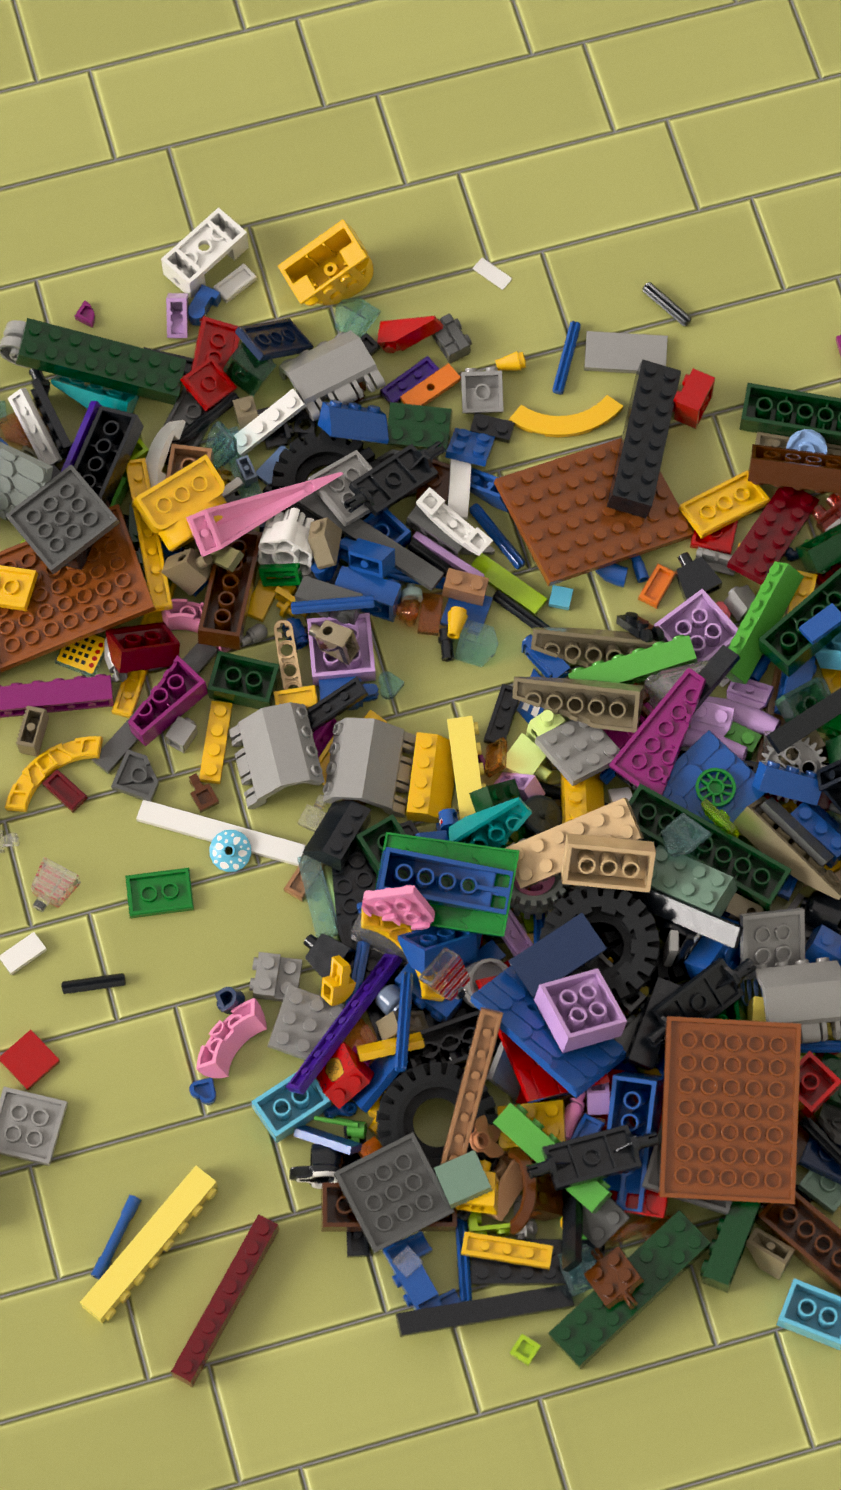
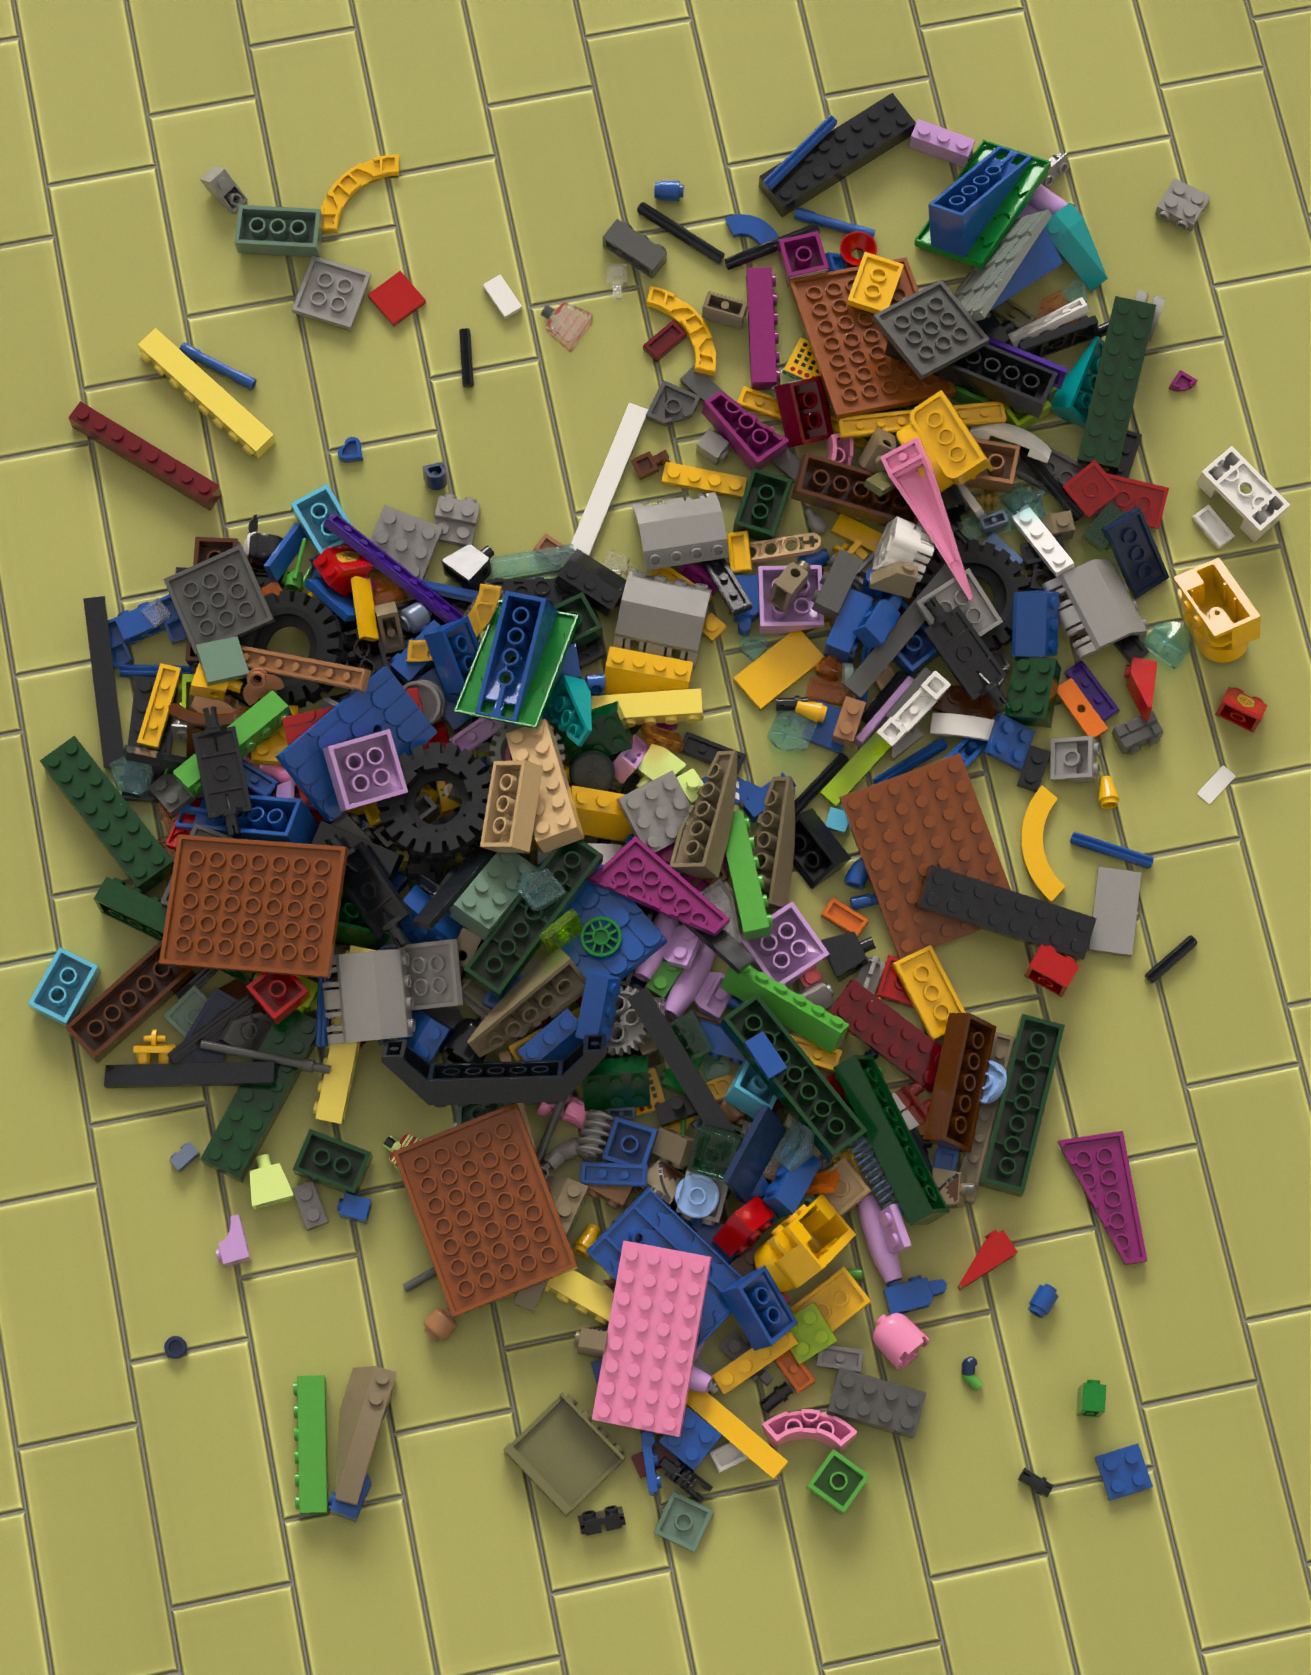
camera: 90 degrees right, 5 degrees up
(159, 892) = (552, 421): green tile -> none
(177, 315) = (1177, 465): lavender arch -> none
(202, 303) = (1187, 491): blue leg -> none
(229, 1037) = (397, 472): bright pink brick -> none
(240, 846) = (593, 491): medium azure dish -> none
(280, 571) = (872, 544): green tile -> none
(333, 604) = (825, 581): blue axle -> none
(339, 984) = (436, 570): yellow brick -> none
(399, 905) = (491, 613): bright pink plate -> none
(404, 1022) = (382, 618): blue axle -> none
(410, 660) = (778, 669): none -> yellow tile
(419, 249) = (1241, 709): none -> red slope
(446, 975) = (420, 655): clear torso -> none
(525, 1349) = (66, 719): lime plate -> none
(558, 954) = (426, 756): dark blue tile -> none
(594, 609) = (816, 849): none -> black slope
(613, 1277) = (113, 793): reddish brown plate -> none
(639, 627) = (793, 888): black hinge -> none
(670, 948) = (430, 871): light grey tile -> none
(769, 1253) = (129, 948): dark tan slope -> none
(796, 831) = (545, 1011): dark grey tile -> none

